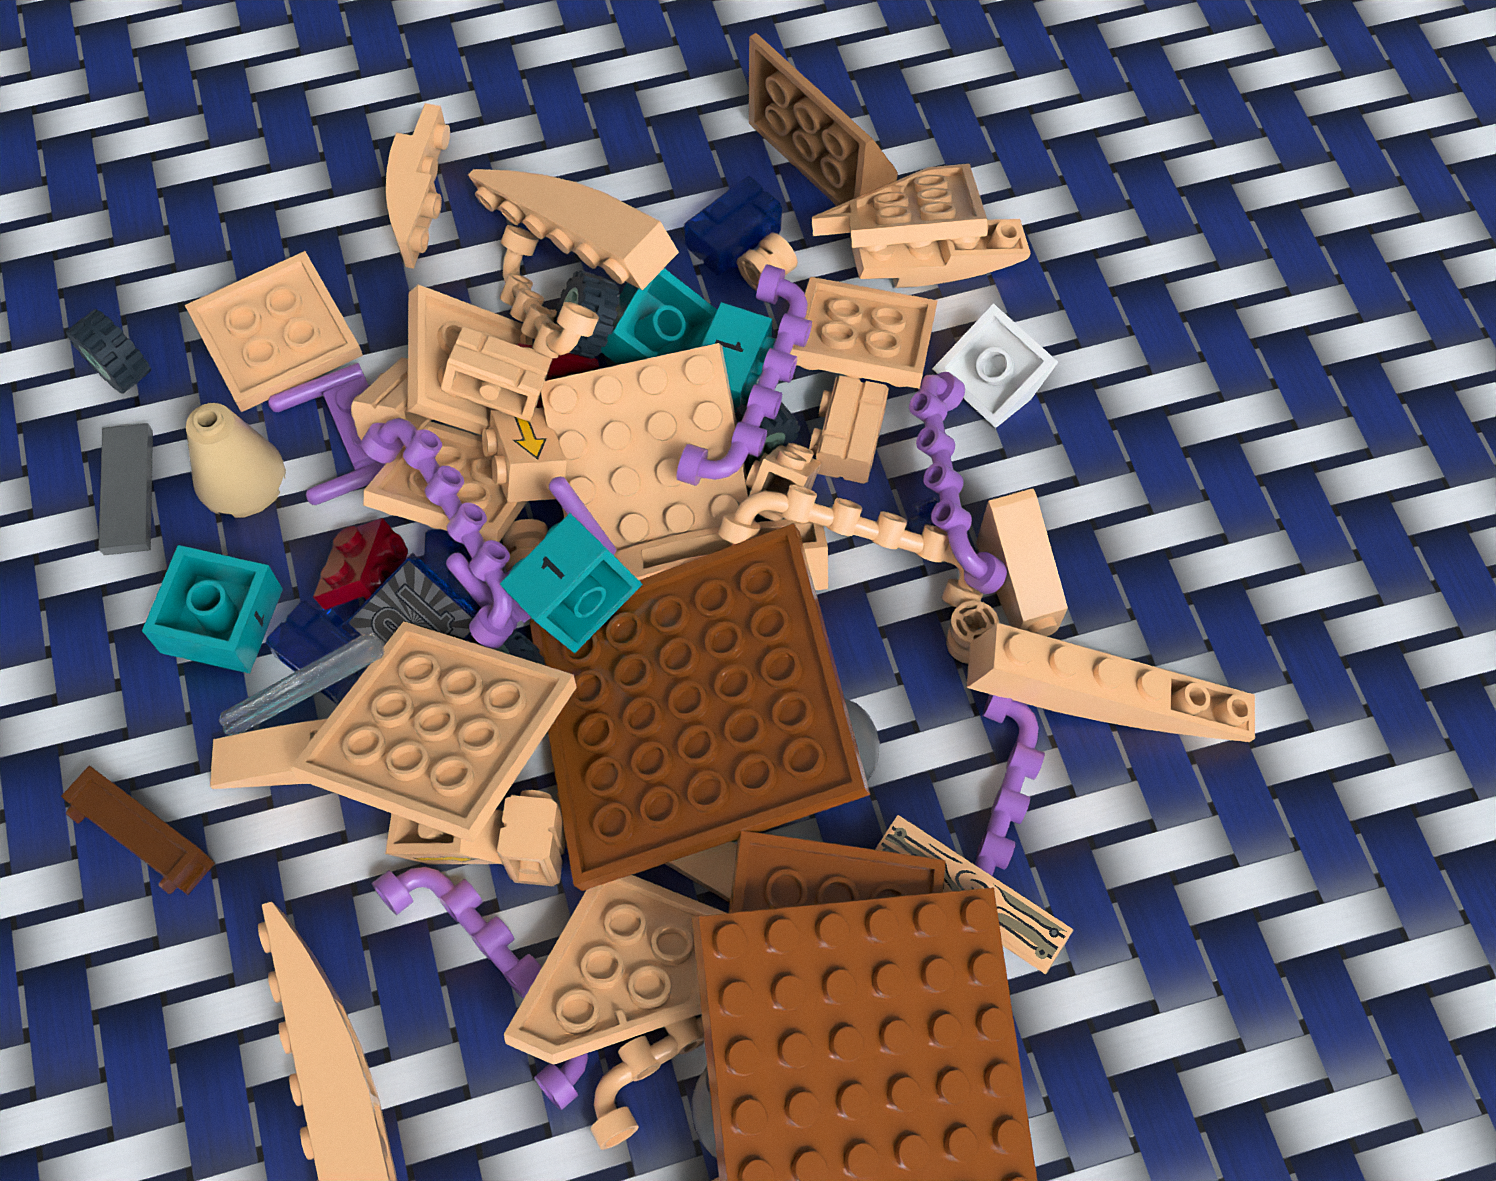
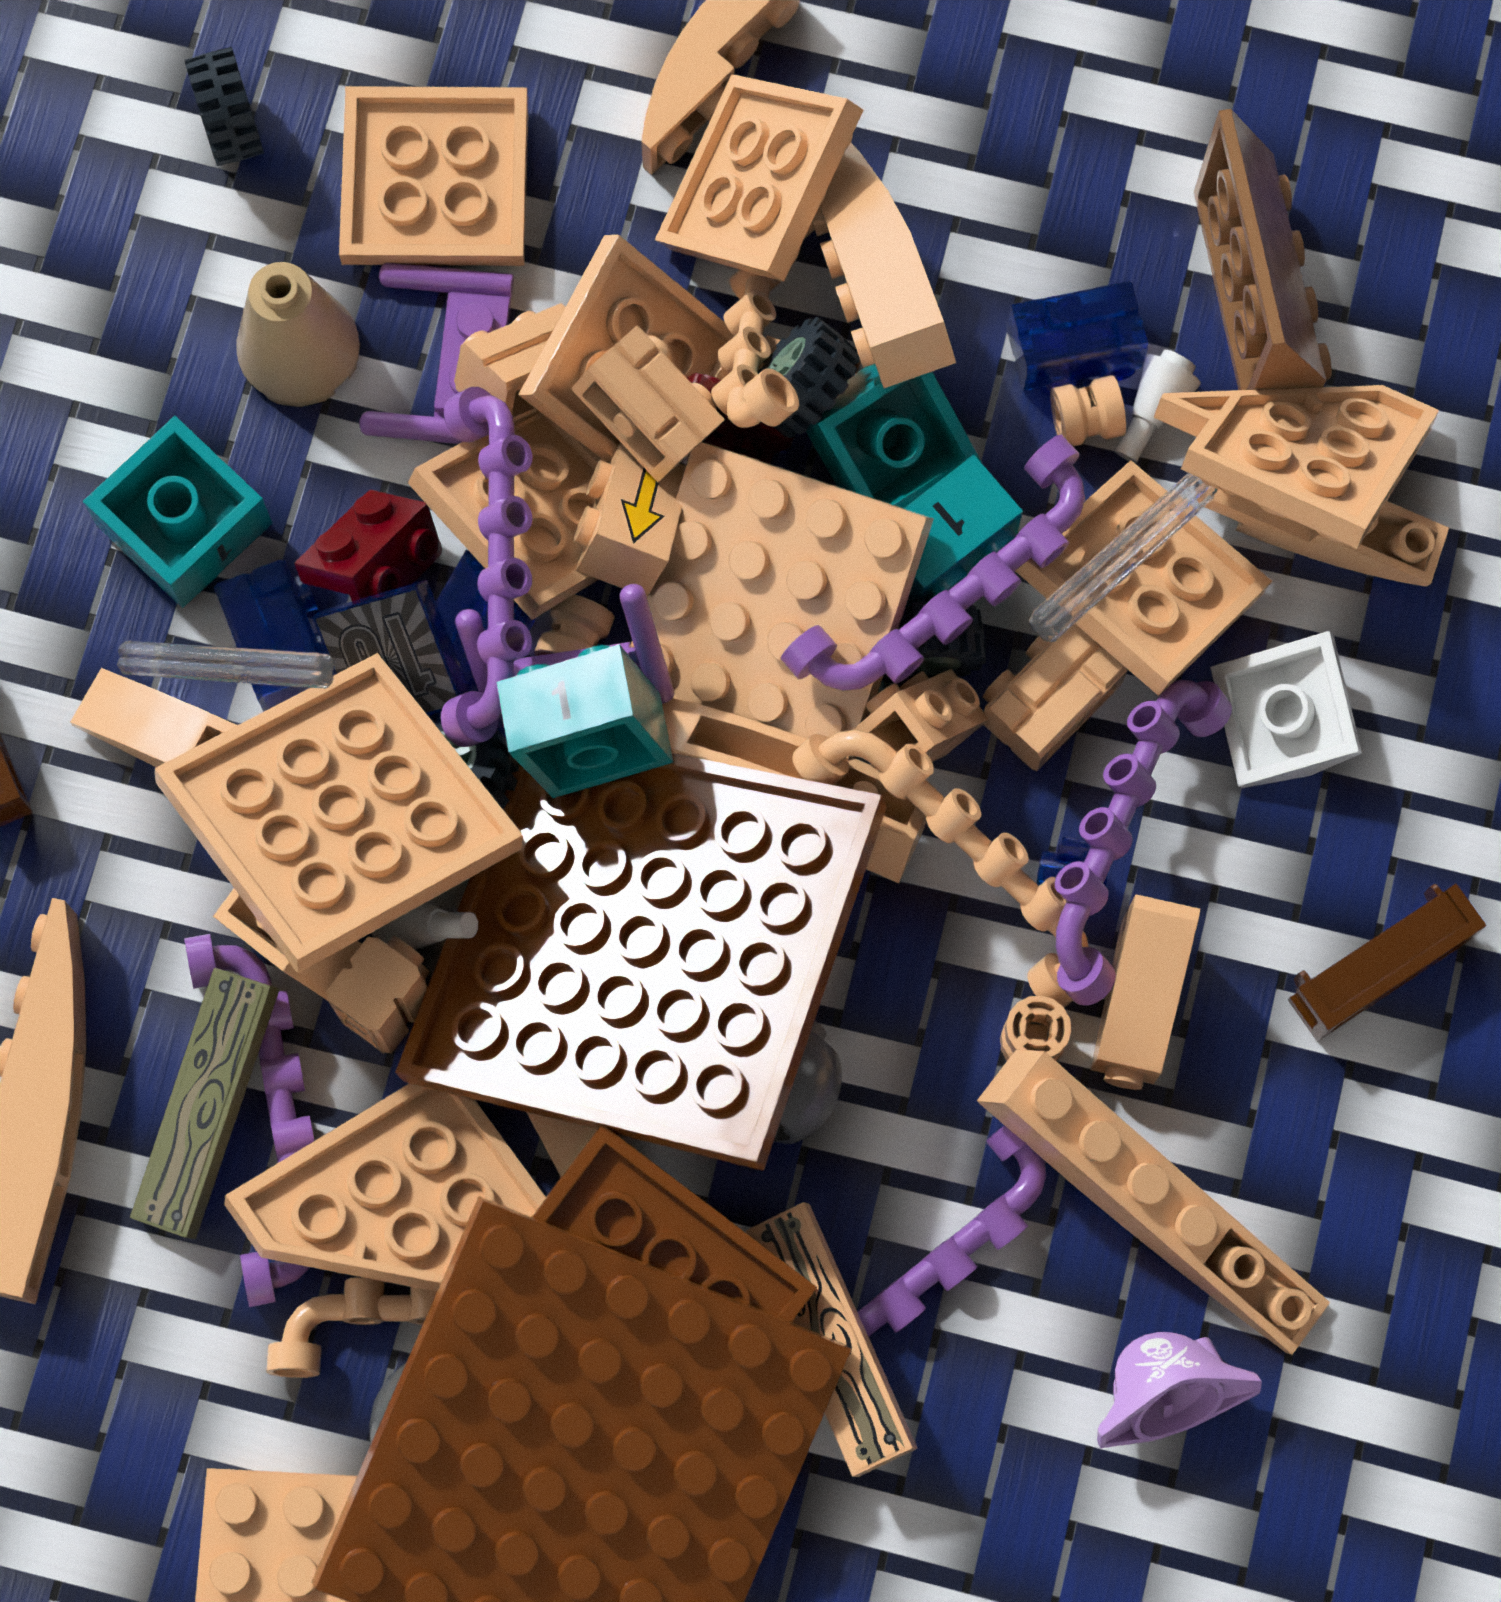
camera: 30 degrees right, 10 degrees up
(126, 489) = (160, 293): dark grey tile -> none
(449, 987) = (204, 1103): none -> olive tile
(486, 219) = (759, 176): none -> light nougat plate
(541, 775) = (428, 926): none -> white cone
(801, 239) = (1160, 375): none -> white cone
(847, 317) = (1120, 557): none -> clear axle
(1150, 476) = (1386, 961): none -> reddish brown container
(1199, 798) = (1170, 1386): none -> lavender hat

